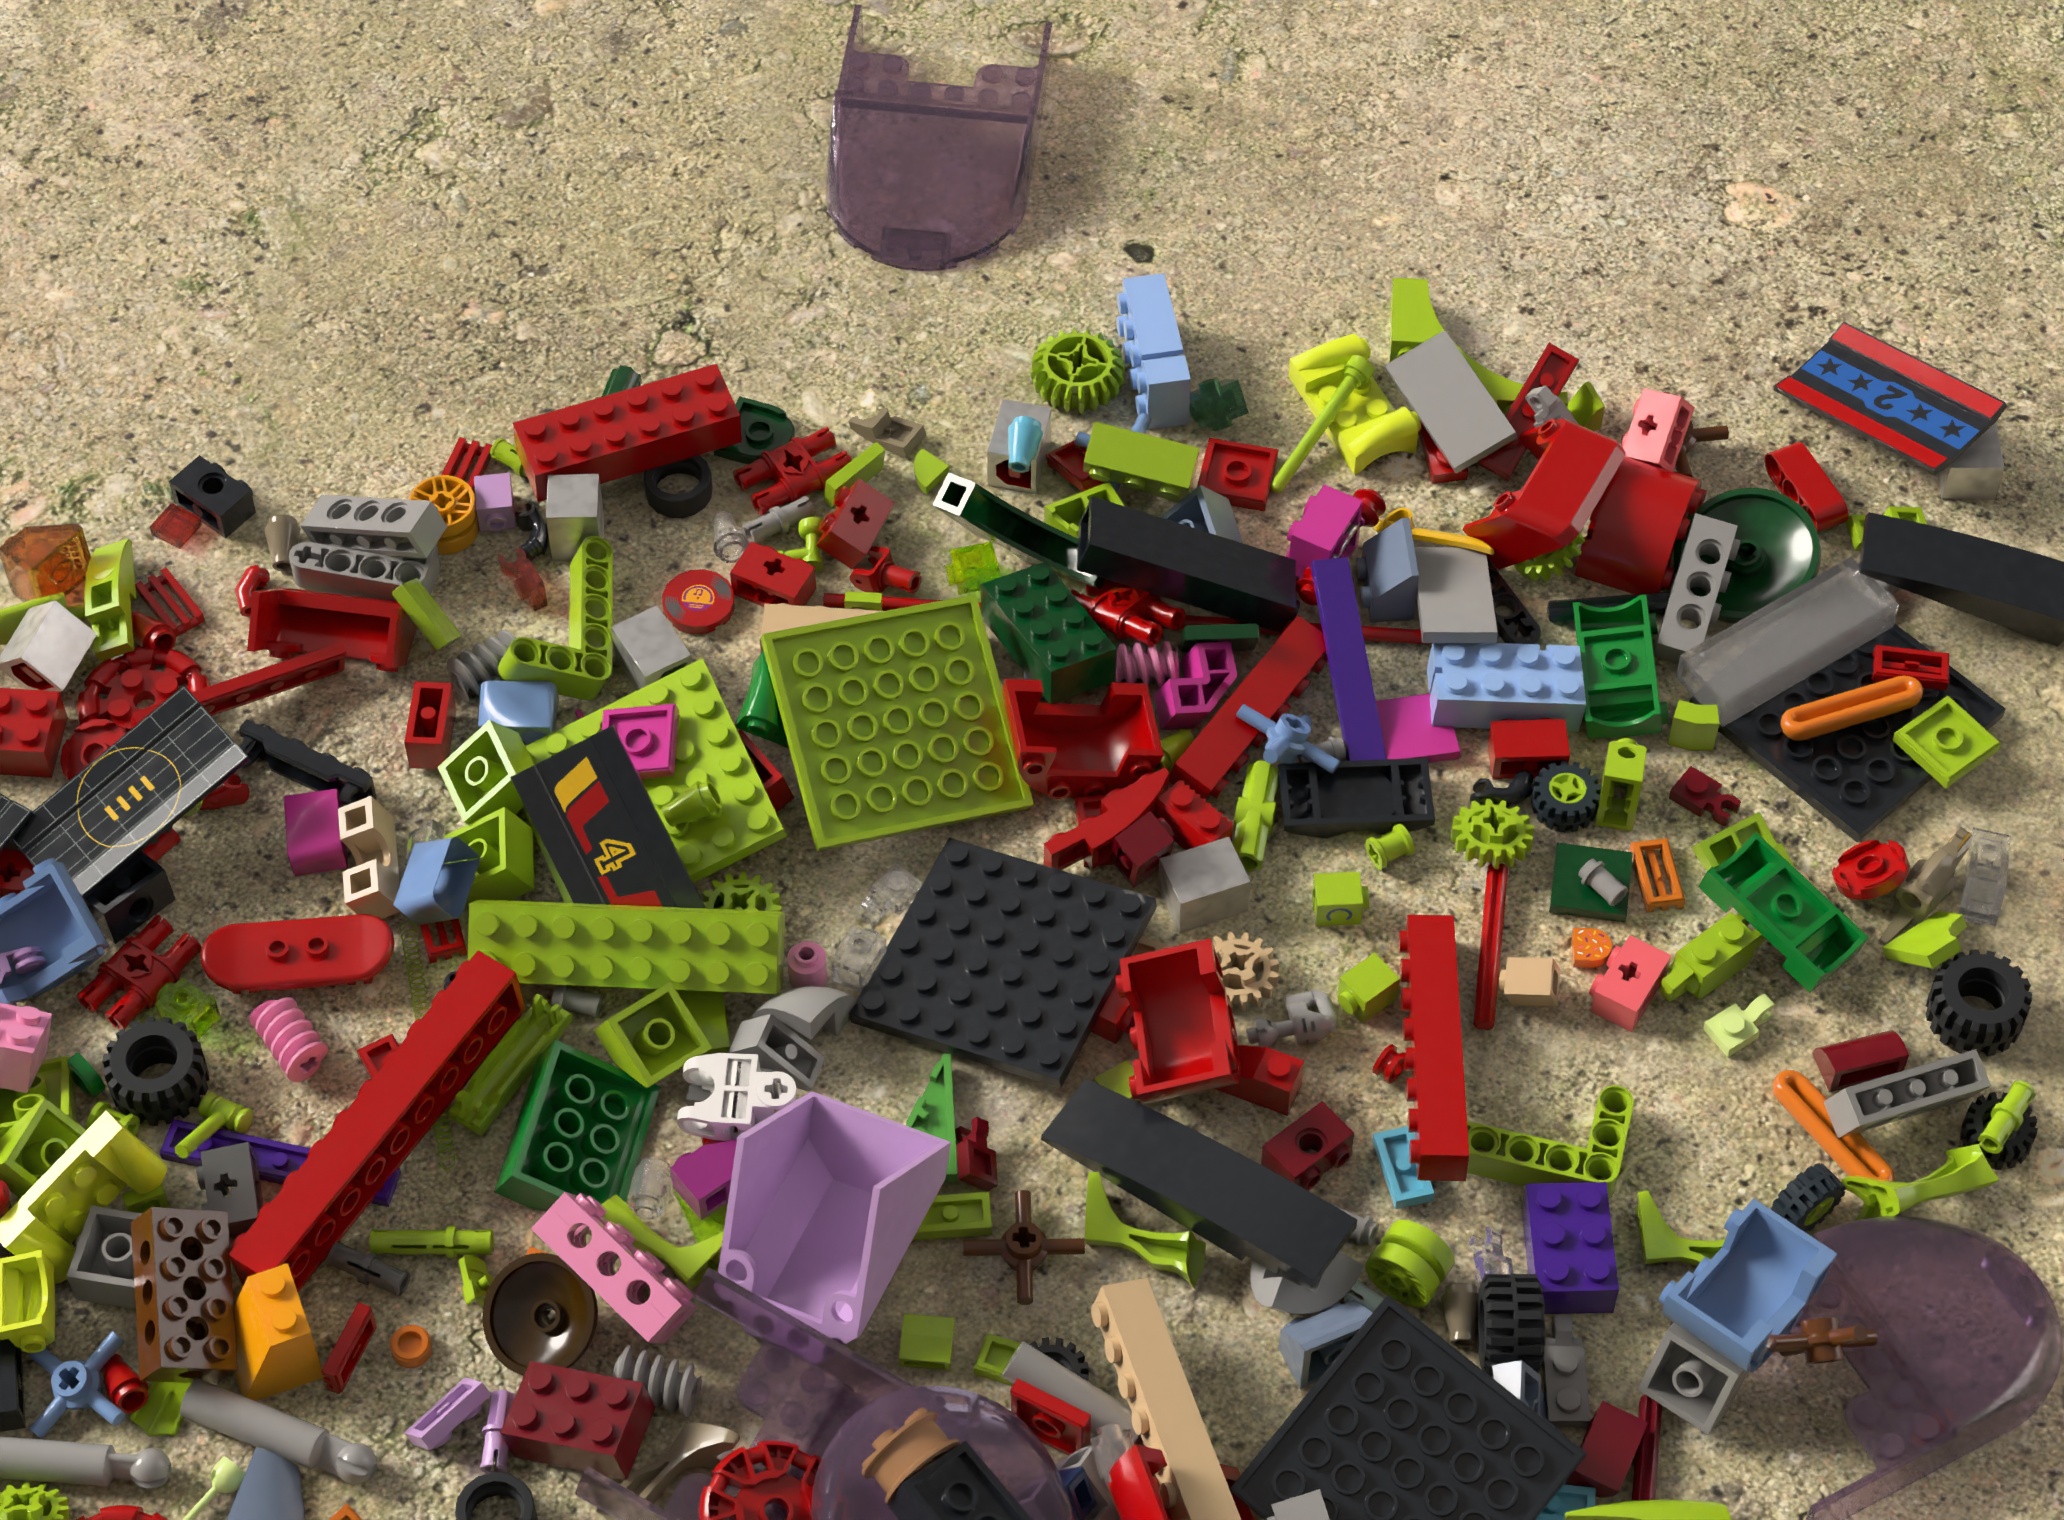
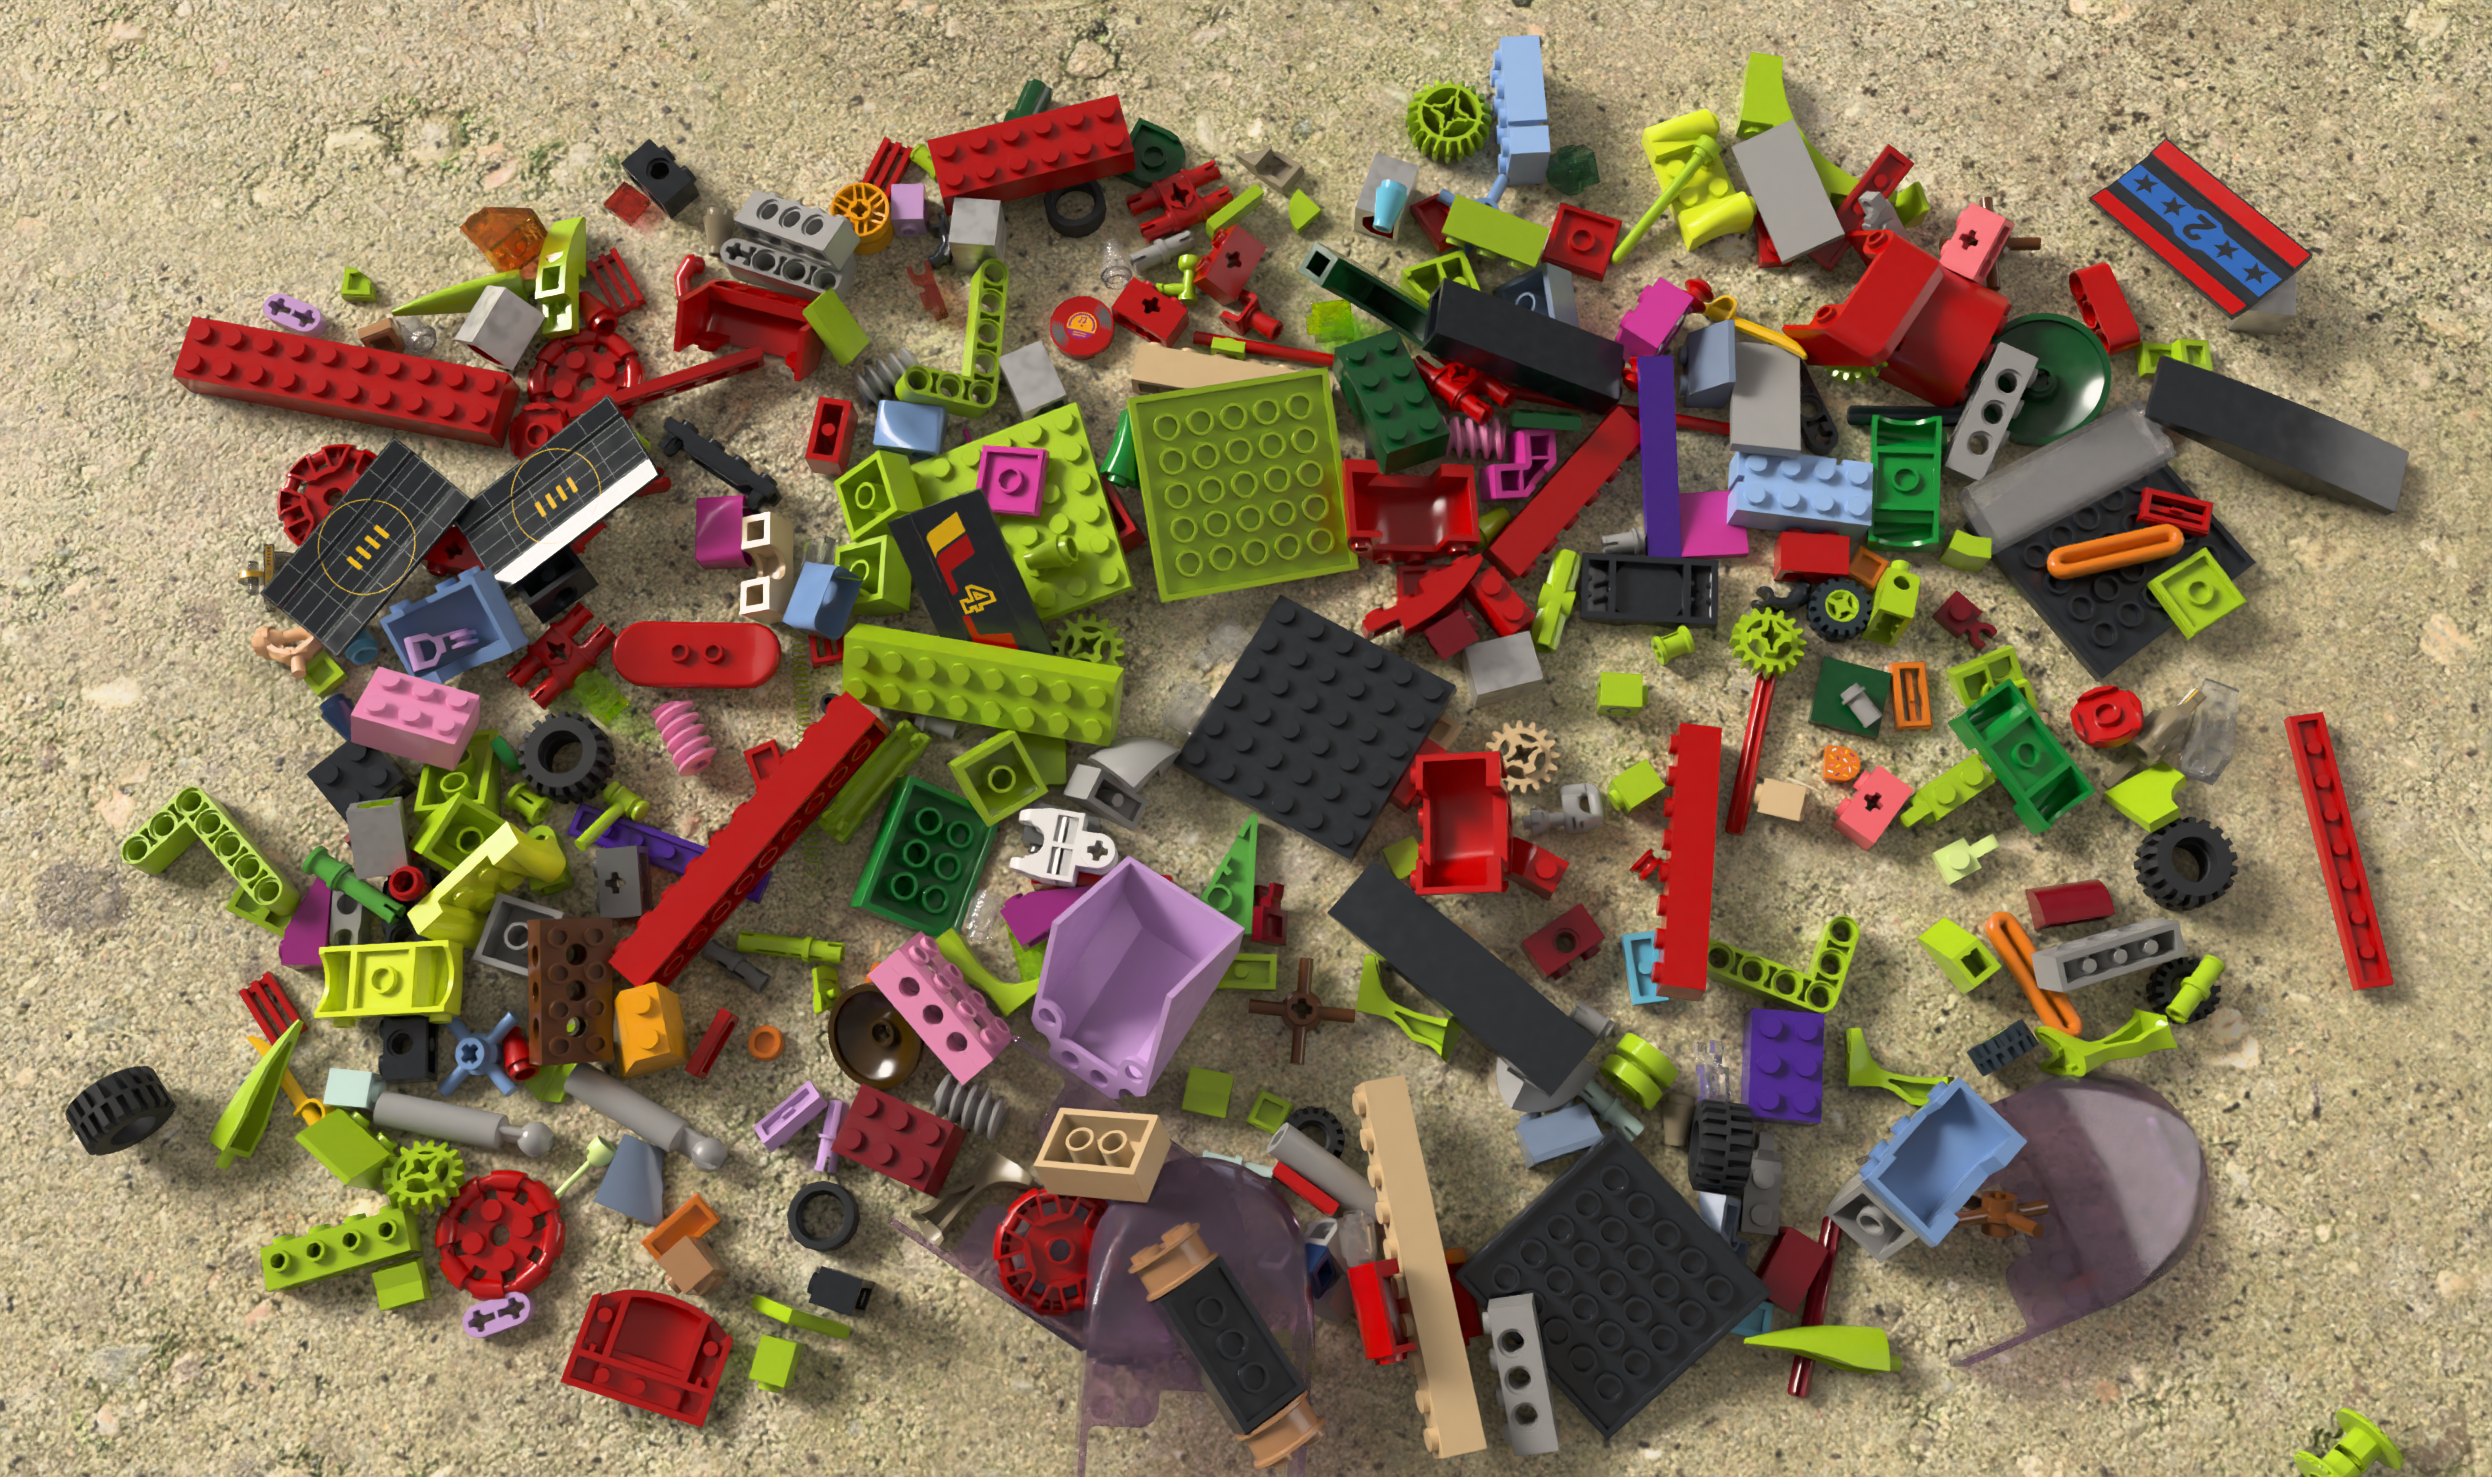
camera: 10 degrees right, 20 degrees up
(807, 965) = (1144, 724): bright pink brick -> none
(817, 1387) = (1103, 1154): none -> tan brick
(1287, 738) = (1594, 532): medium blue bar -> none
(1590, 753) = (1867, 568): none -> orange tile
(1749, 1117) = (1958, 954): none -> lime slope

